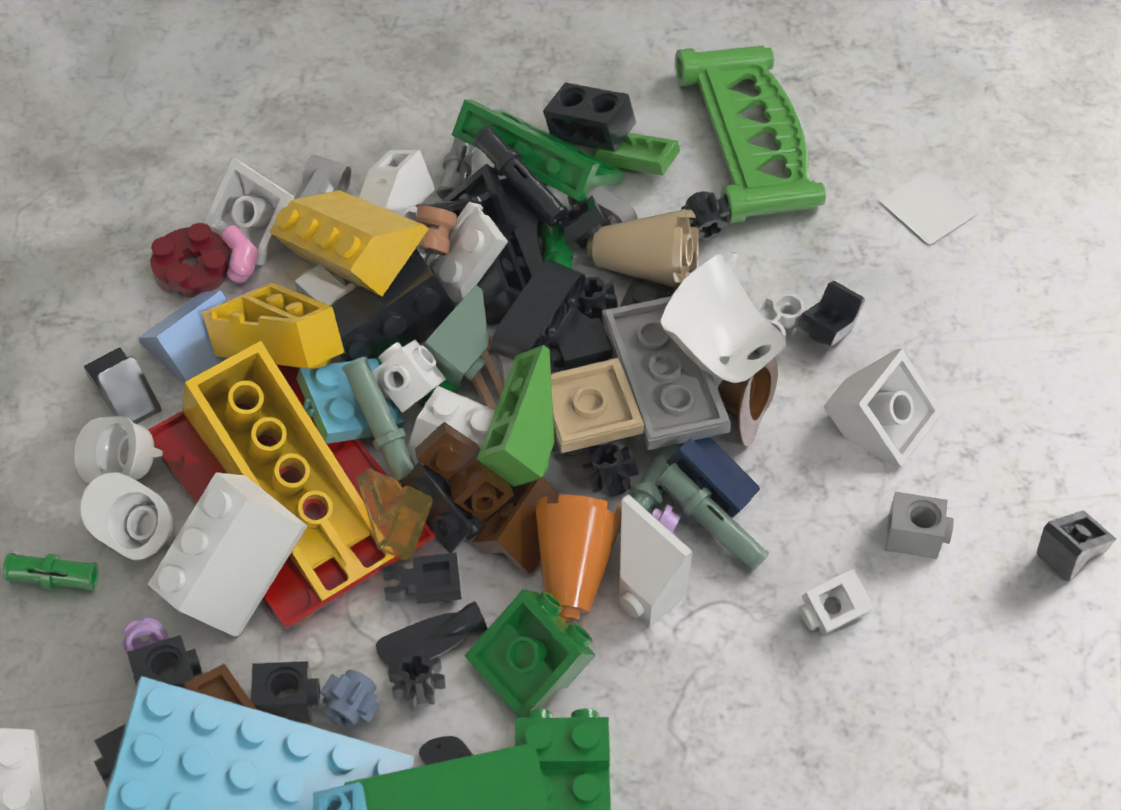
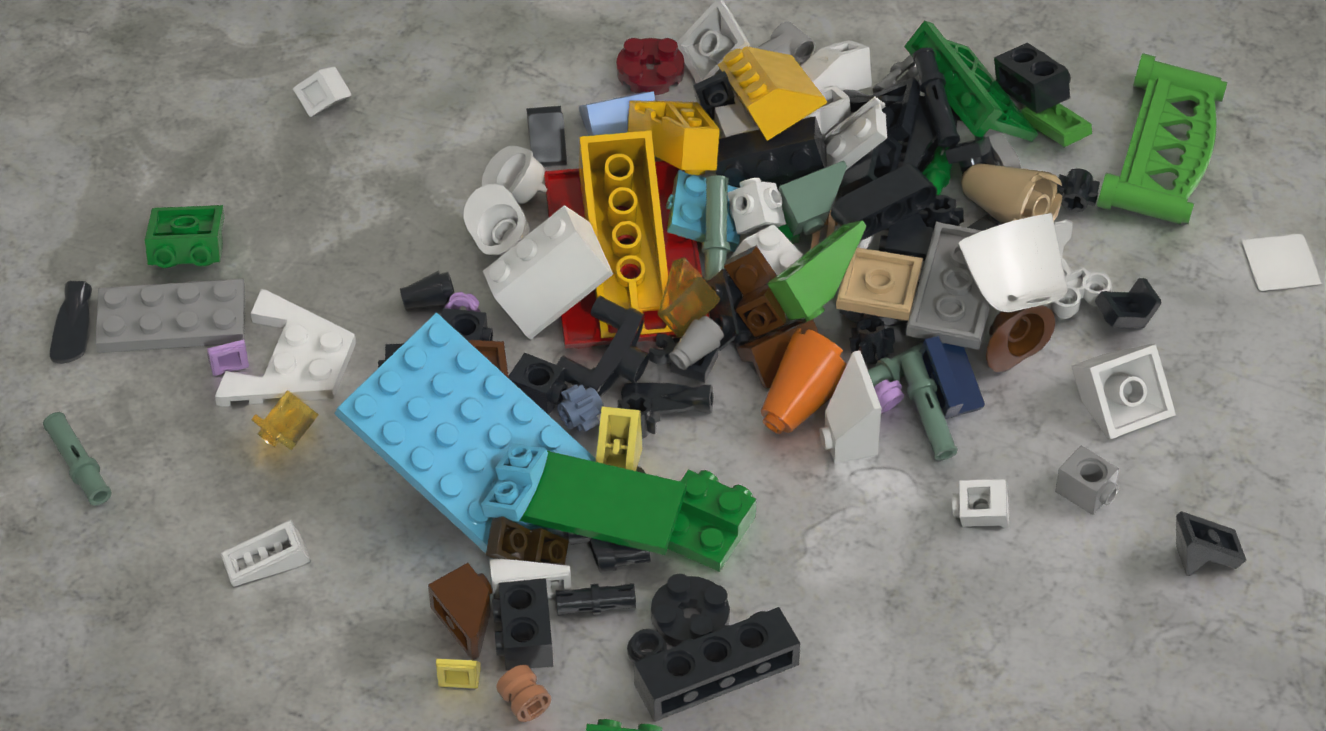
camera: 30 degrees right, 5 degrees down
(23, 569) = (440, 249): green pin -> none
(94, 634) = (429, 291): none -> black cone
(243, 255) = (690, 75): bright pink arm -> none
(288, 265) = (714, 93): none -> black slope
(362, 613) = (621, 356): none -> black connector
(420, 723) = (619, 438): none -> light yellow slope
(436, 560) = (698, 341): none -> light grey cone
(439, 224) = (837, 109): nougat wheel -> none
(531, 652) = (730, 432): green plate -> none

